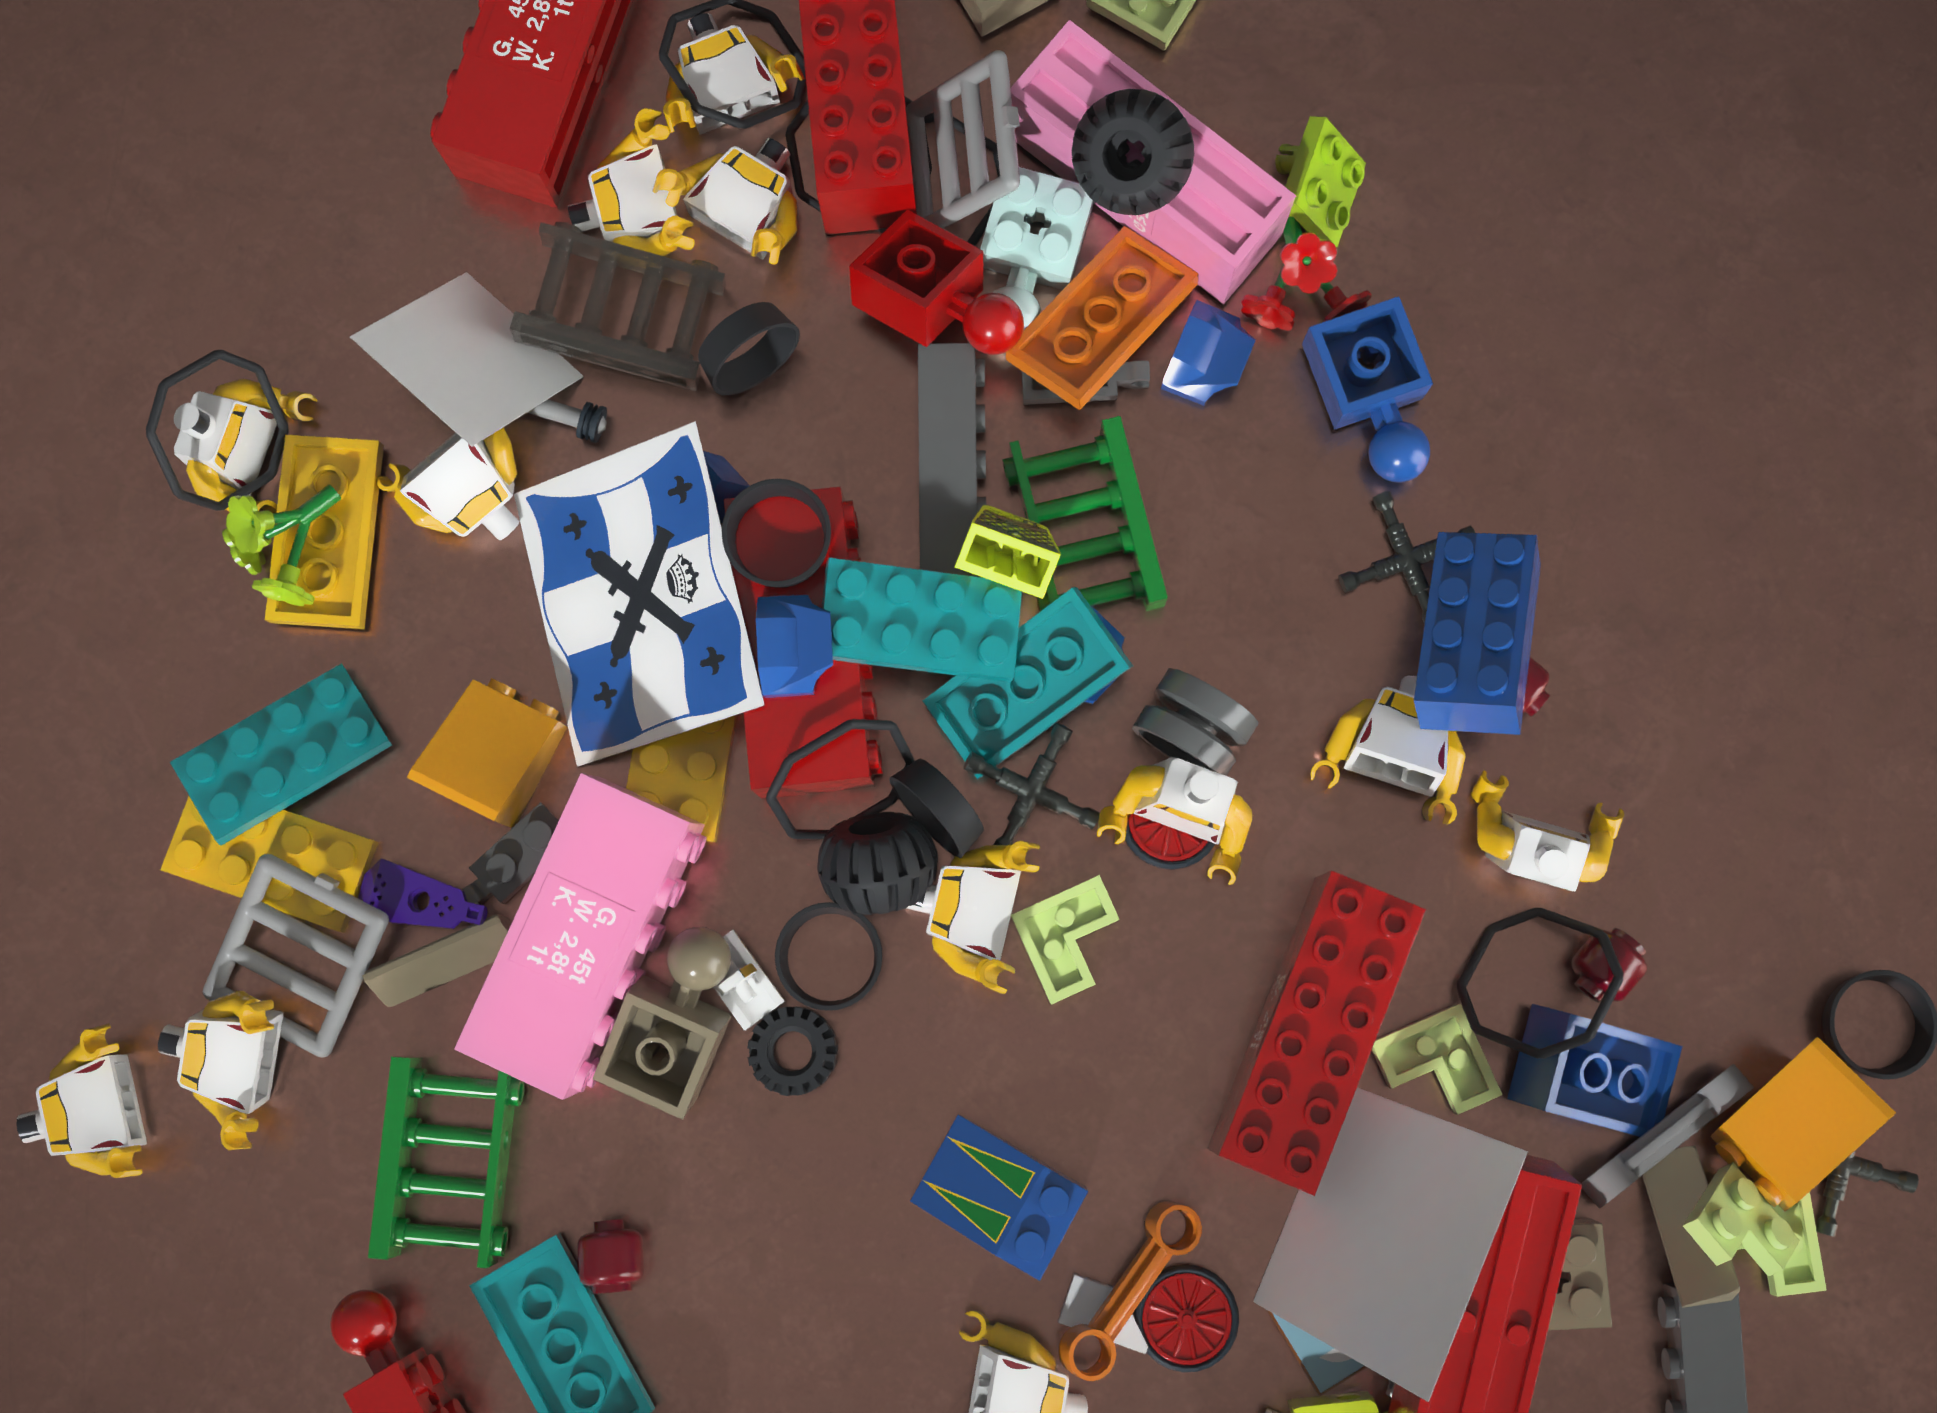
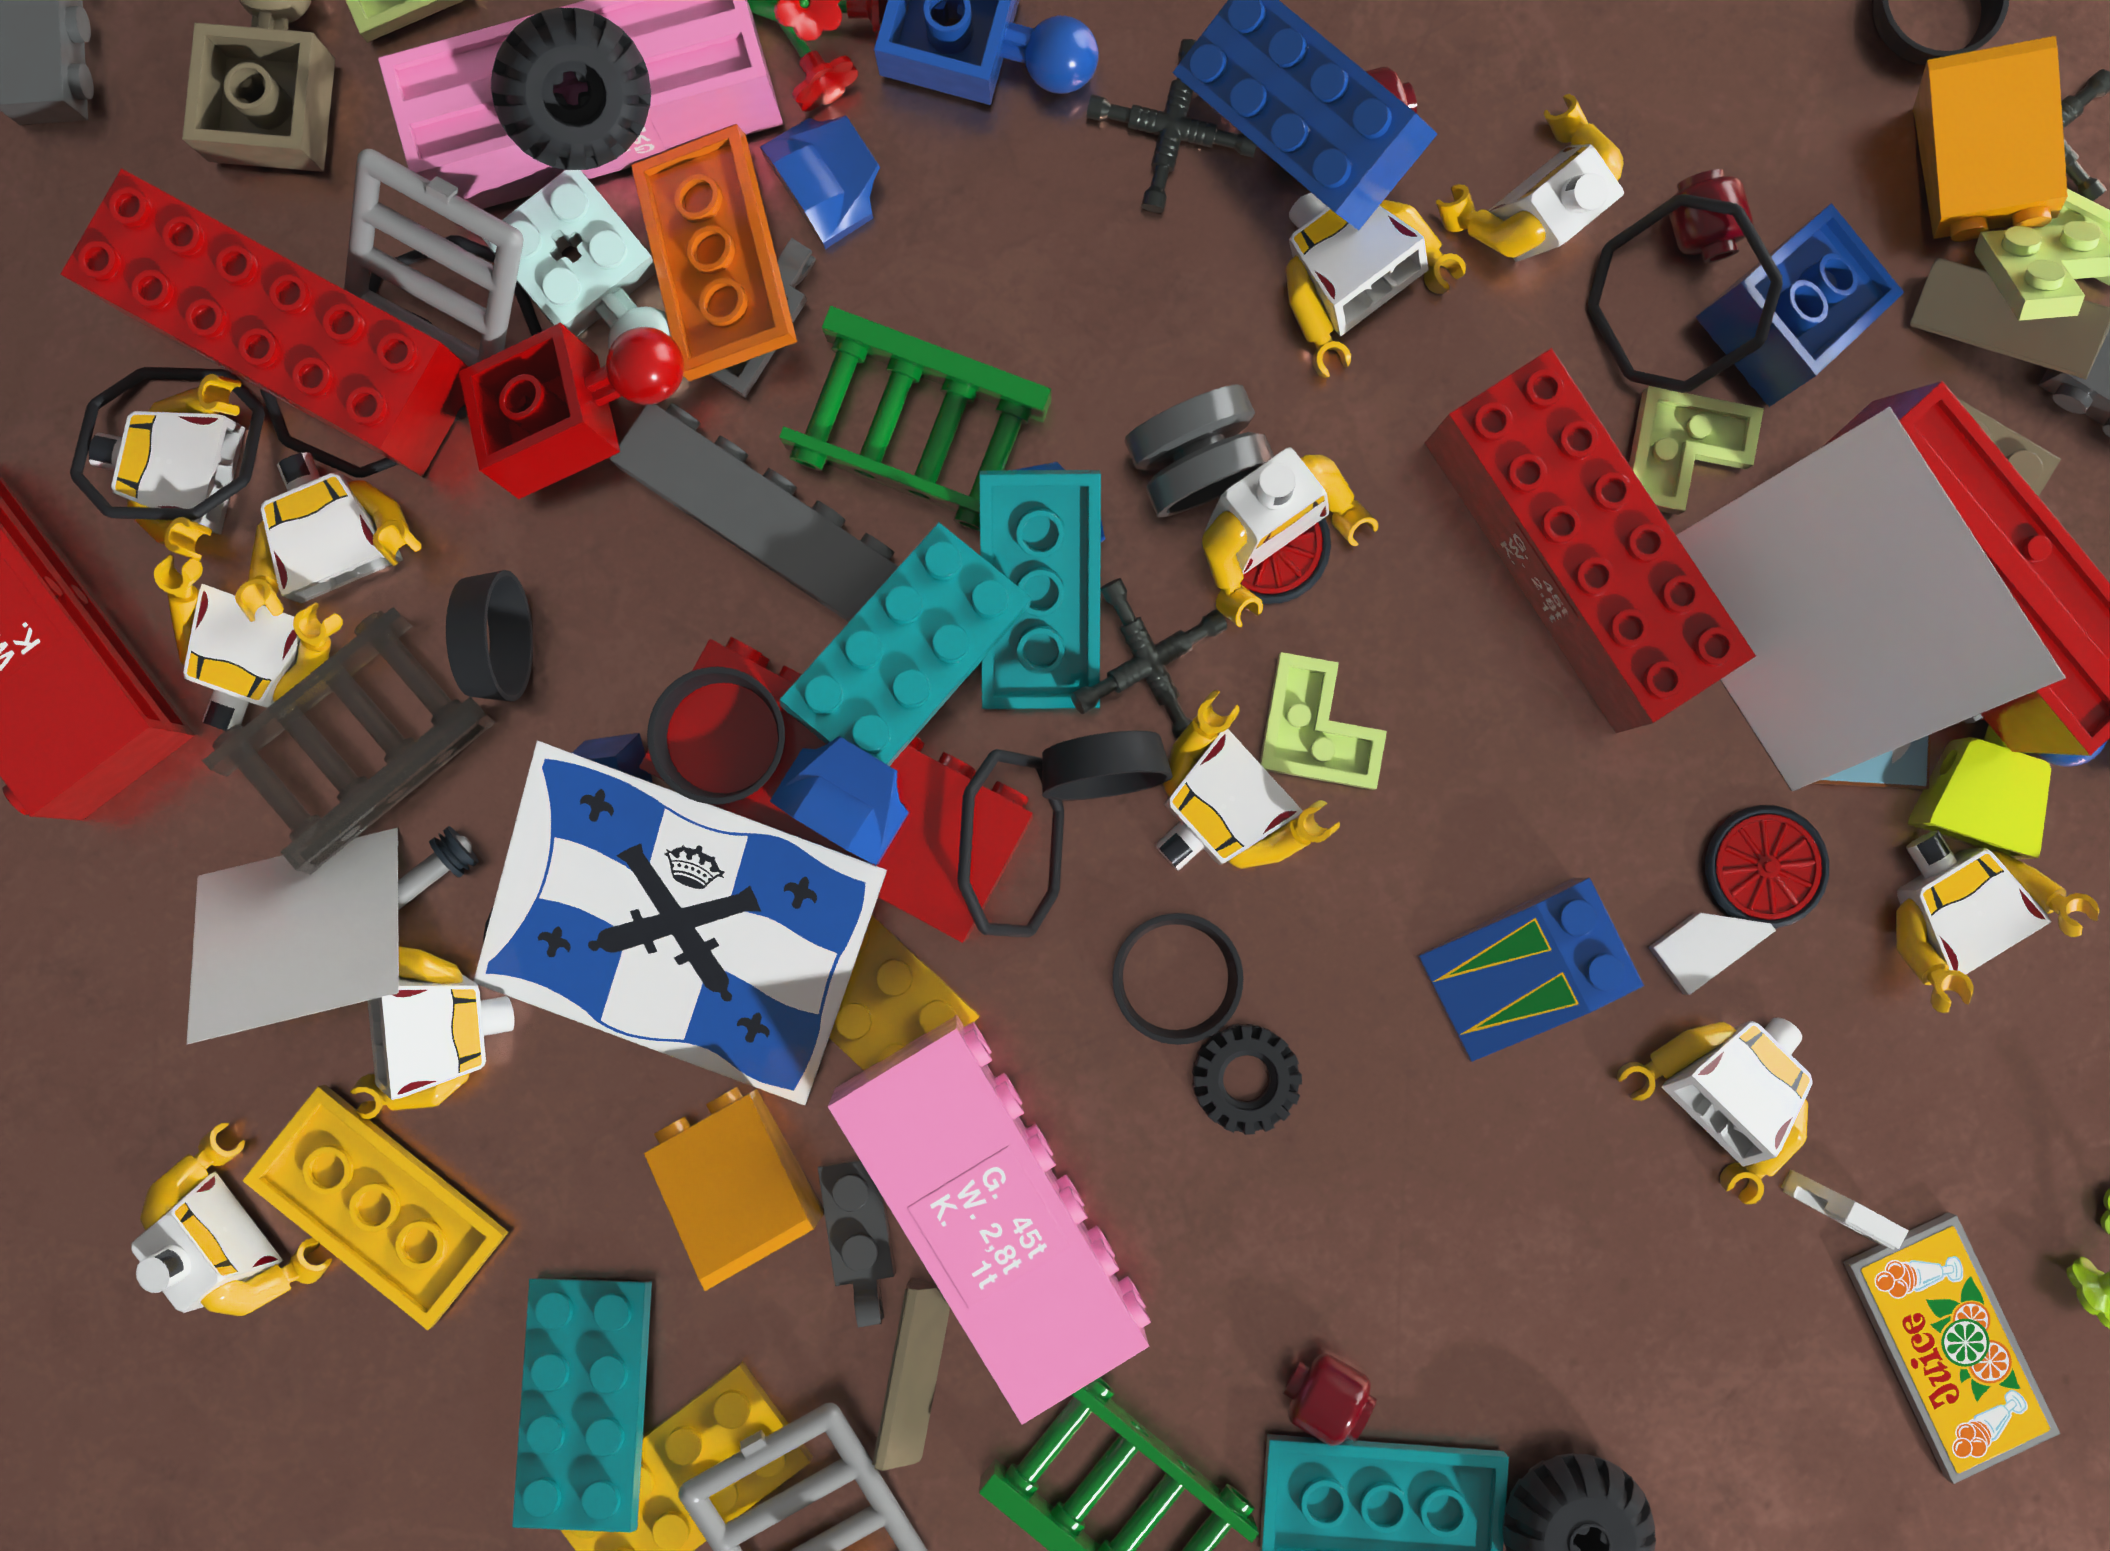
camera: 65 degrees left, 5 degrees up
(160, 453) = (177, 1329): black piece -> none
(252, 530) = (324, 1284): lime plant -> none
(401, 896) = (817, 1374): dark purple piece -> none
(672, 1018) = (1148, 1189): dark tan brick -> none
(746, 986) = (1140, 1085): white hips -> none
(877, 862) = (1116, 865): black wheel -> none
(1008, 550) = (892, 517): neon yellow torso -> none
(1130, 1290) = (1708, 903): orange piece -> none
(1666, 1136) = (1903, 210): light grey piece -> none

